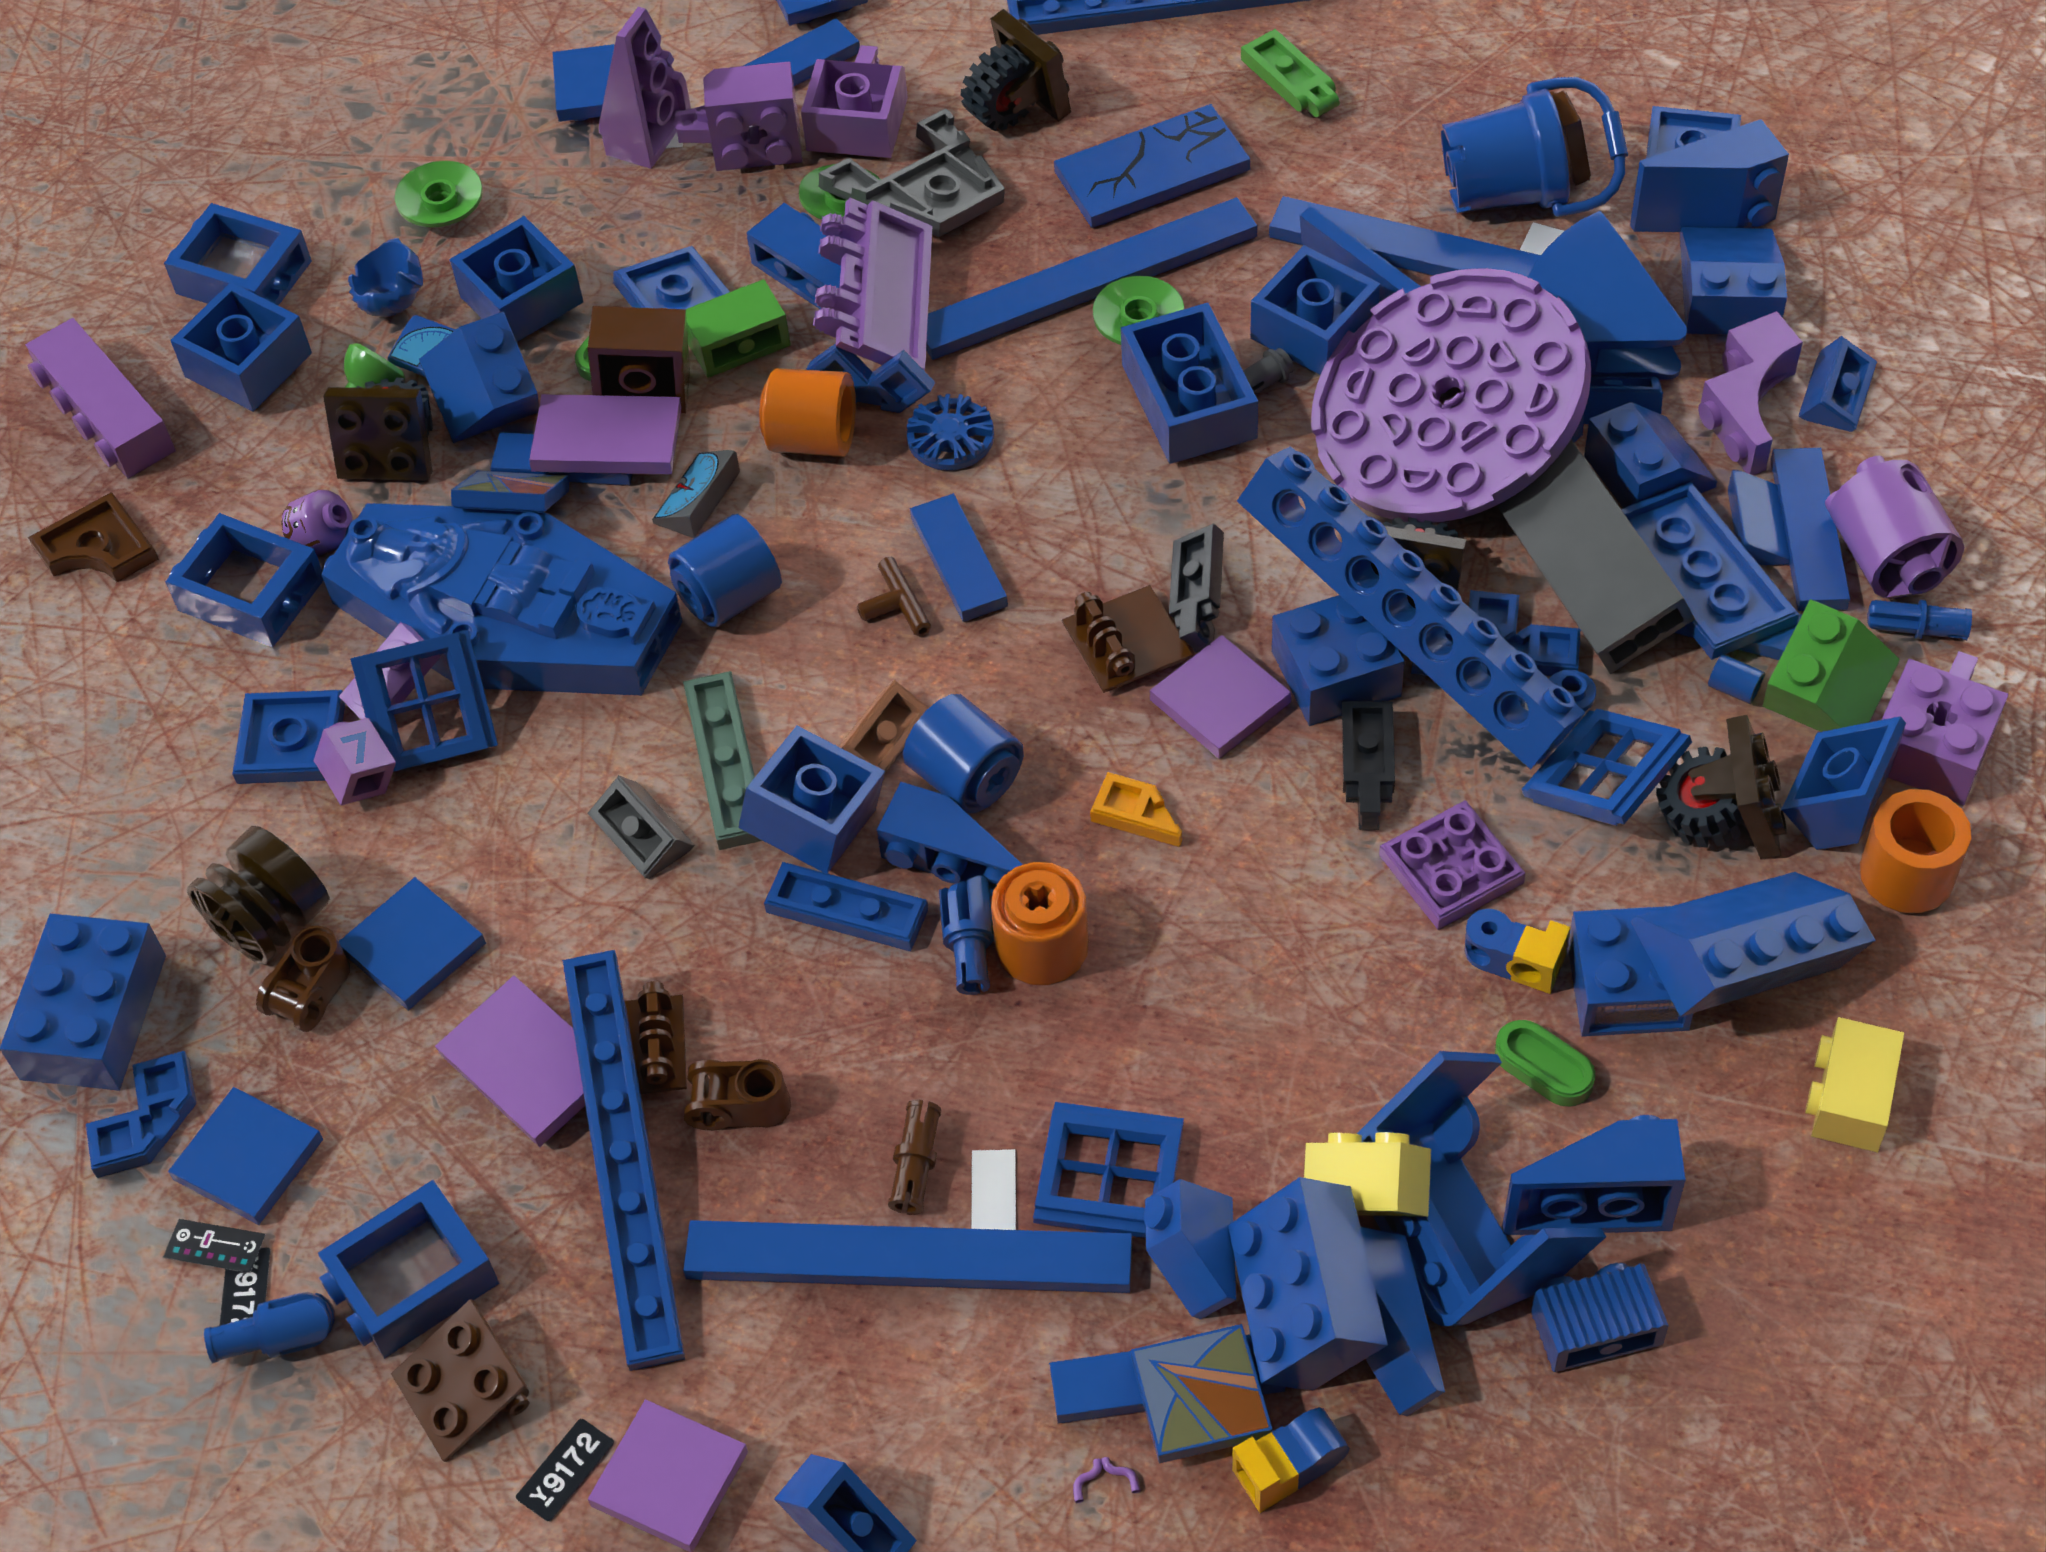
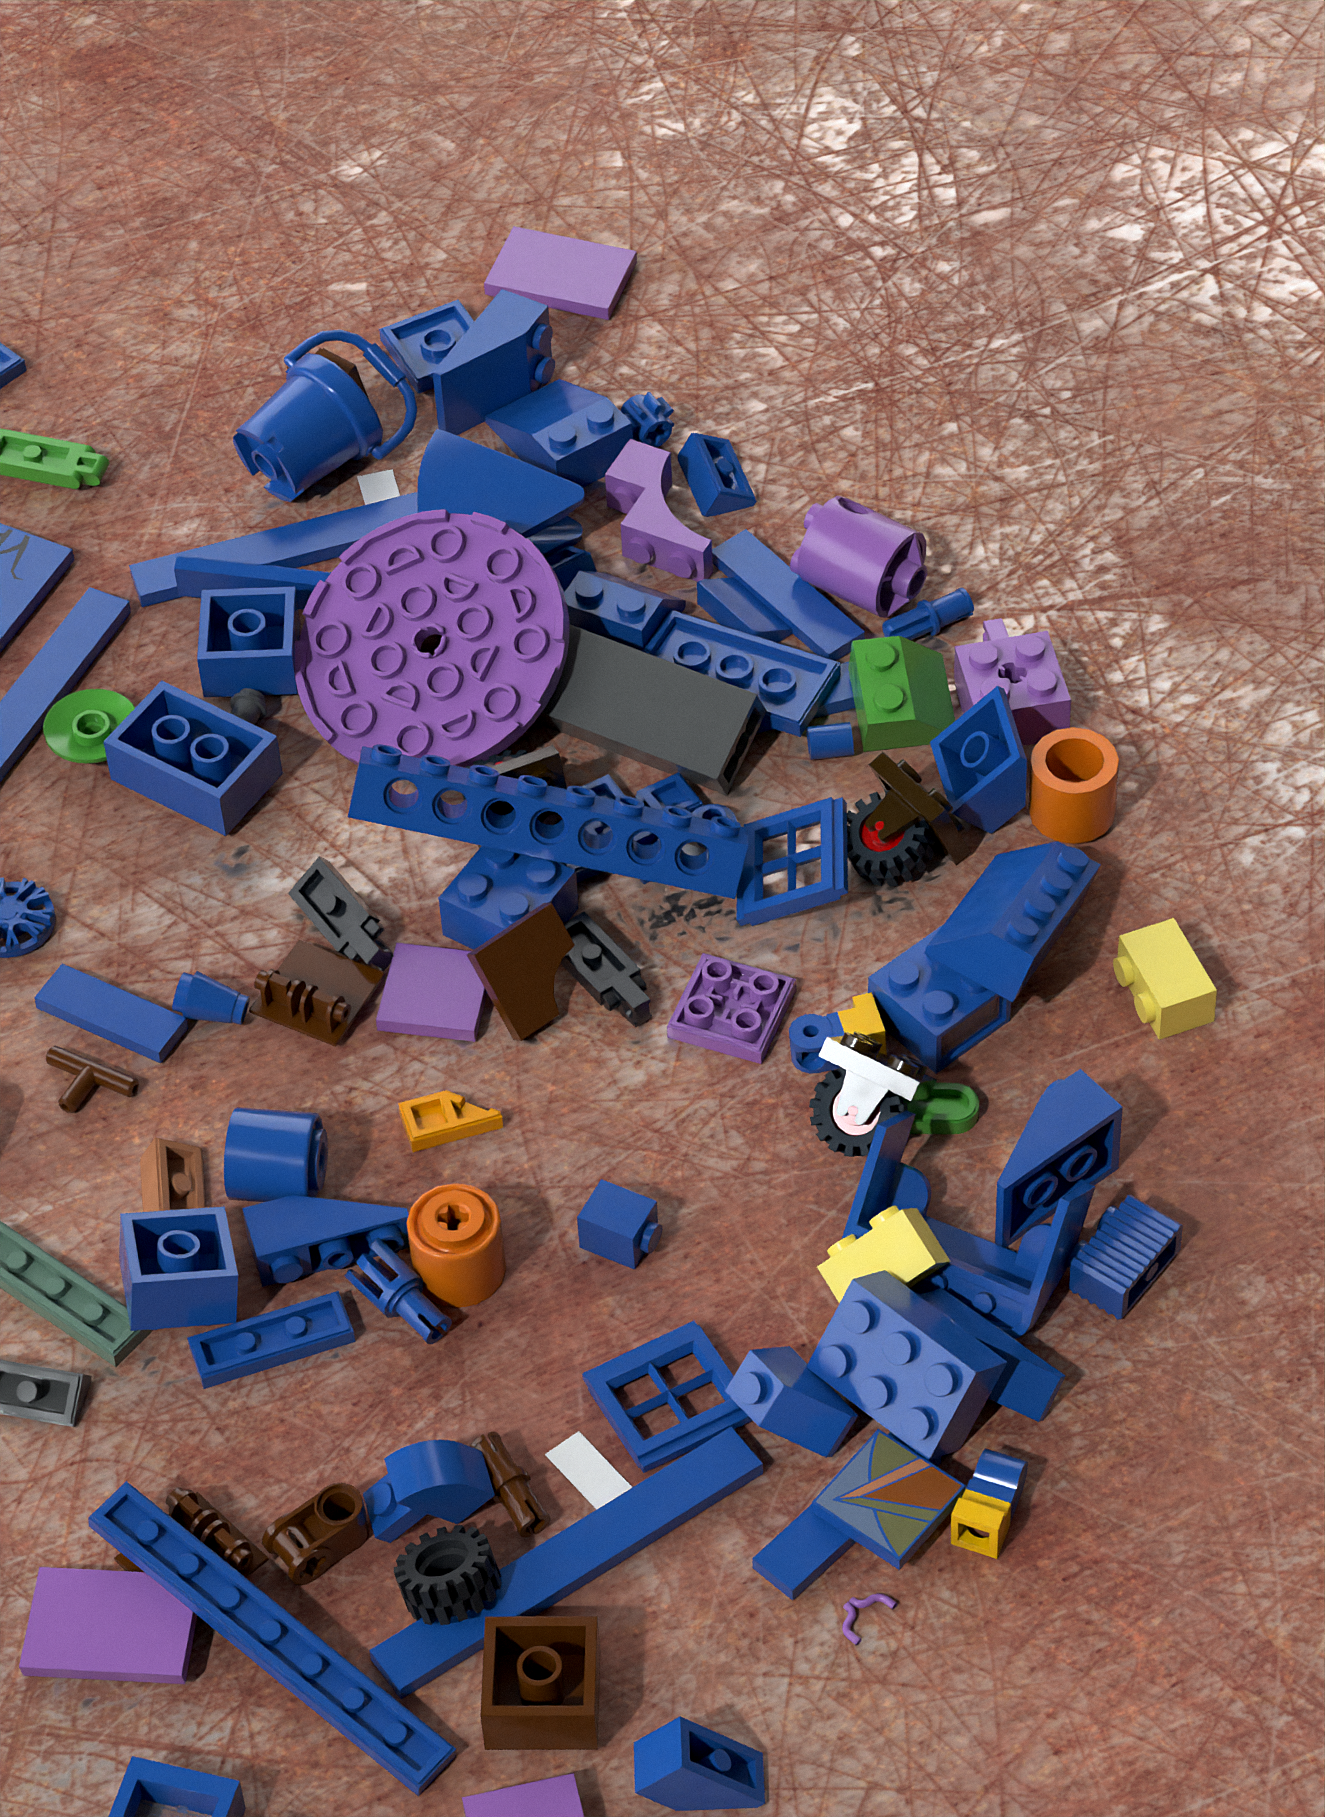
camera: 40 degrees left, 5 degrees down
(782, 1347) = (541, 1683): none -> reddish brown brick
(795, 1222) = (447, 1575): none -> black tyre
(846, 1111) = (426, 1479): none -> blue brick
(1035, 591) = (209, 1000): none -> blue cone
(1190, 992) = (619, 1224): none -> blue brick
(1291, 718) = (521, 969): none -> reddish brown tile
(1488, 1008) = (863, 1091): none -> plate
(1811, 304) = (649, 418): none -> blue gear
(1851, 137) = (562, 272): none -> medium lavender tile

